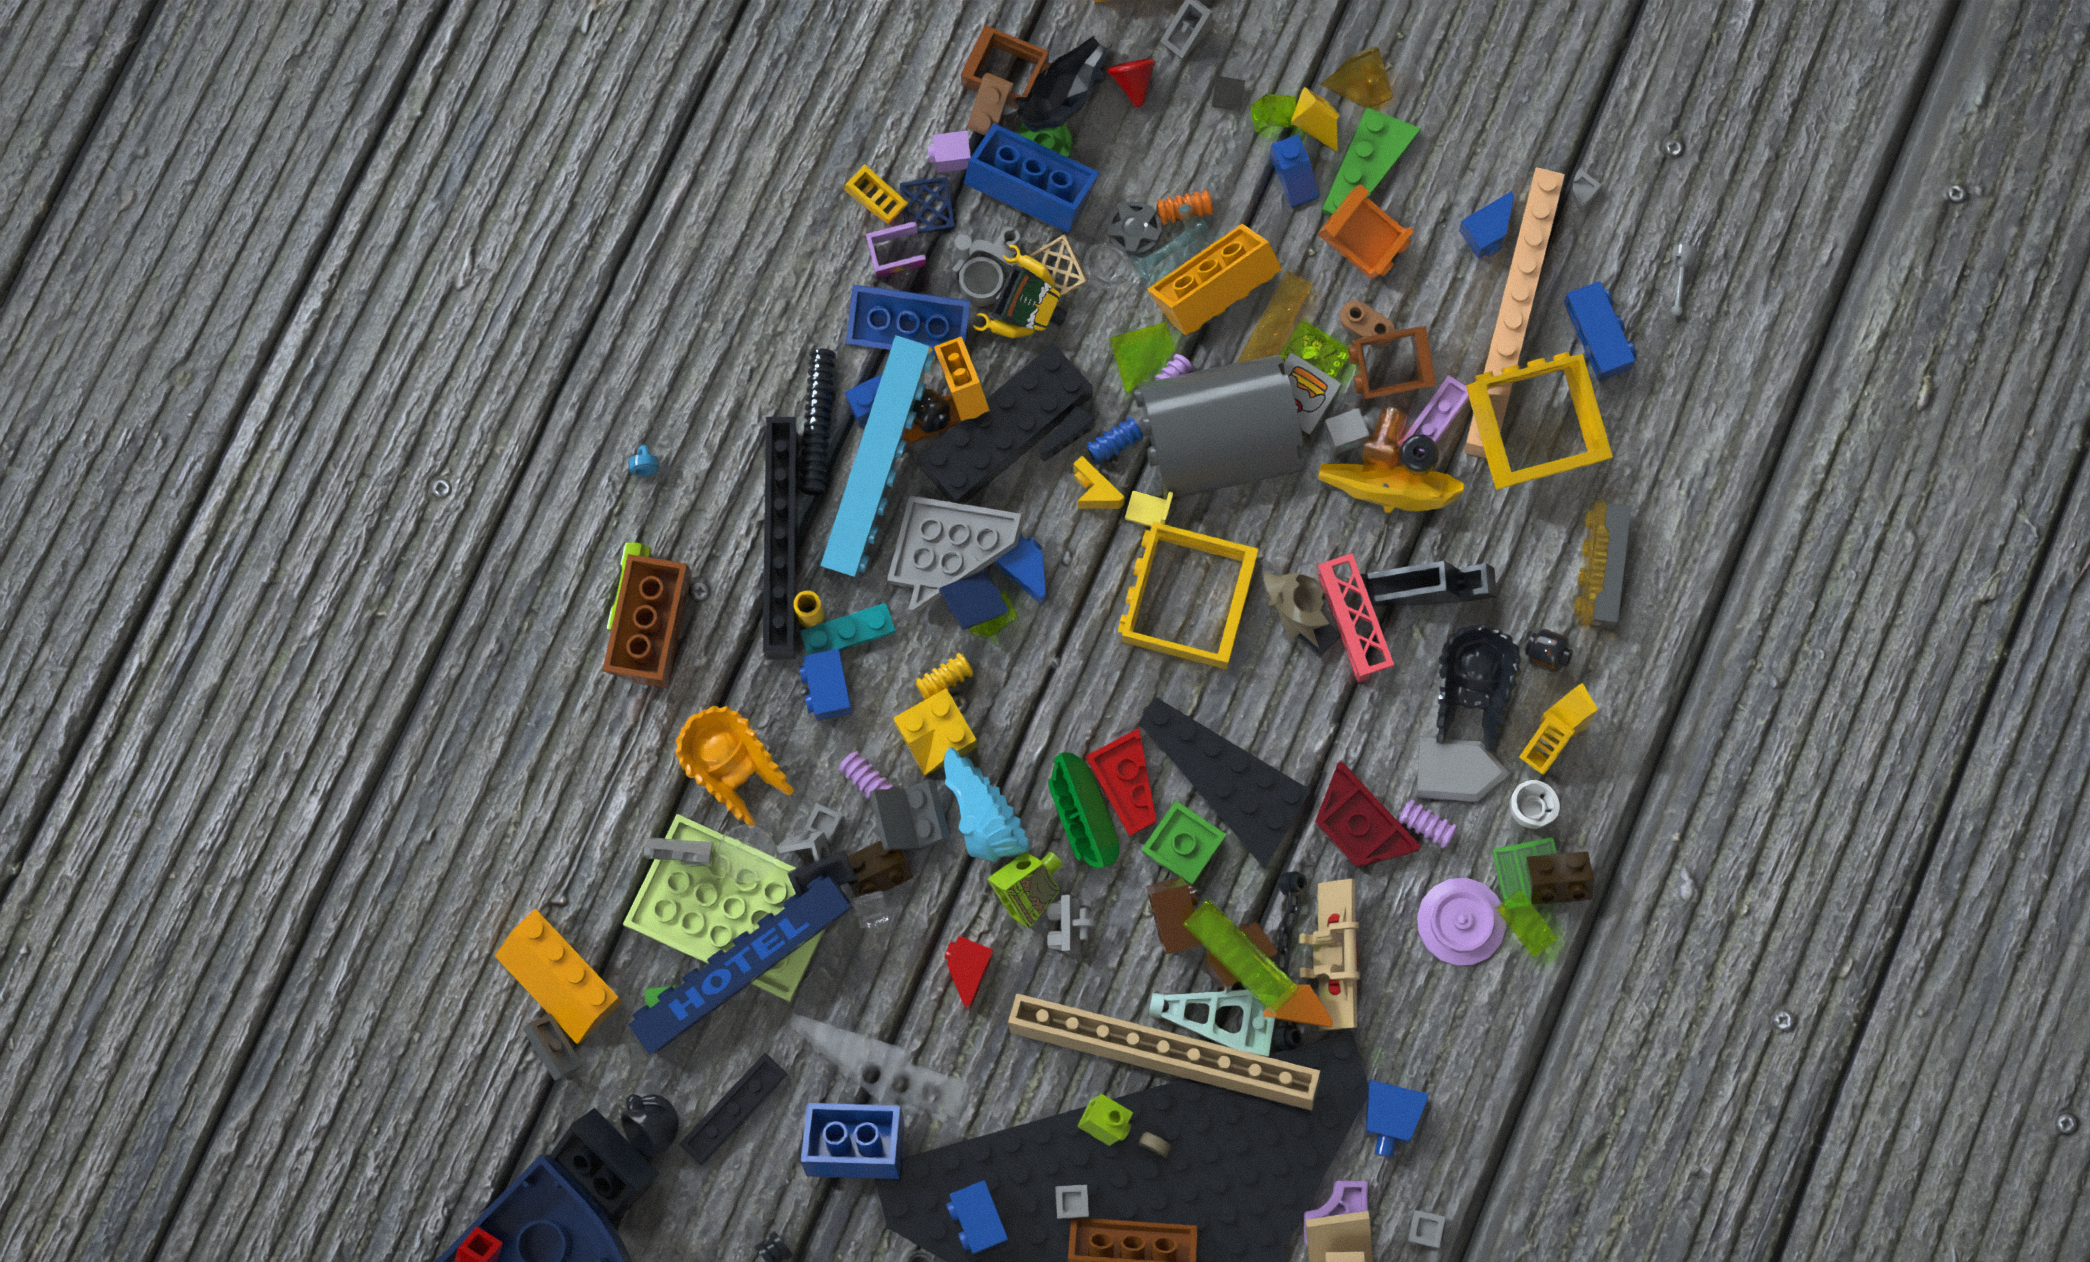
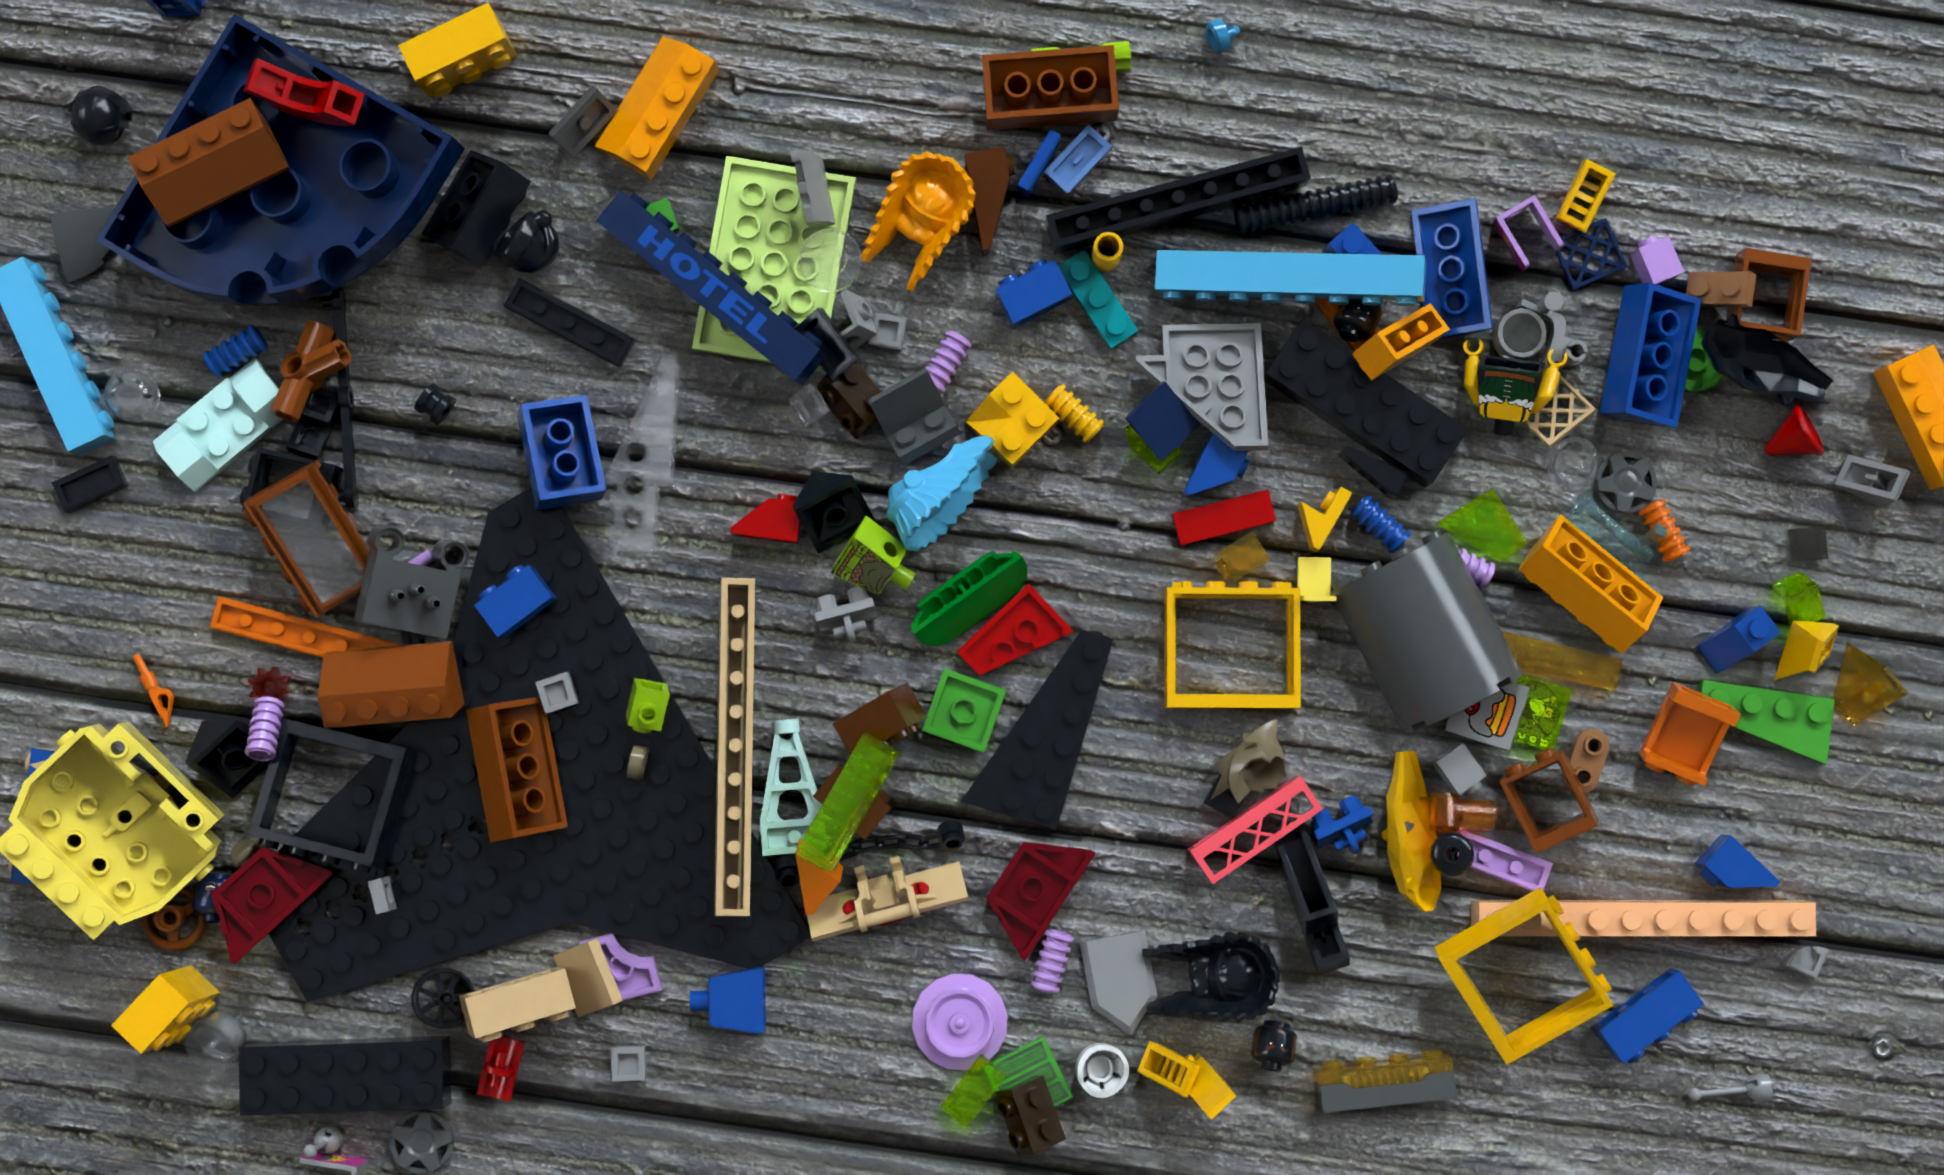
camera: 70 degrees right, 10 degrees up
(456, 1141) = (458, 51): none -> yellow brick
(711, 690) = (991, 181): none -> reddish brown slope
(717, 655) = (1039, 163): none -> blue tile
(718, 615) = (1077, 160): none -> medium blue plate
(971, 911) = (830, 508): none -> black slope
(1072, 573) = (1223, 517): none -> red tile
(1112, 566) = (1241, 557): none -> clear yellow brick
(1372, 554) = (1355, 819): none -> blue hips

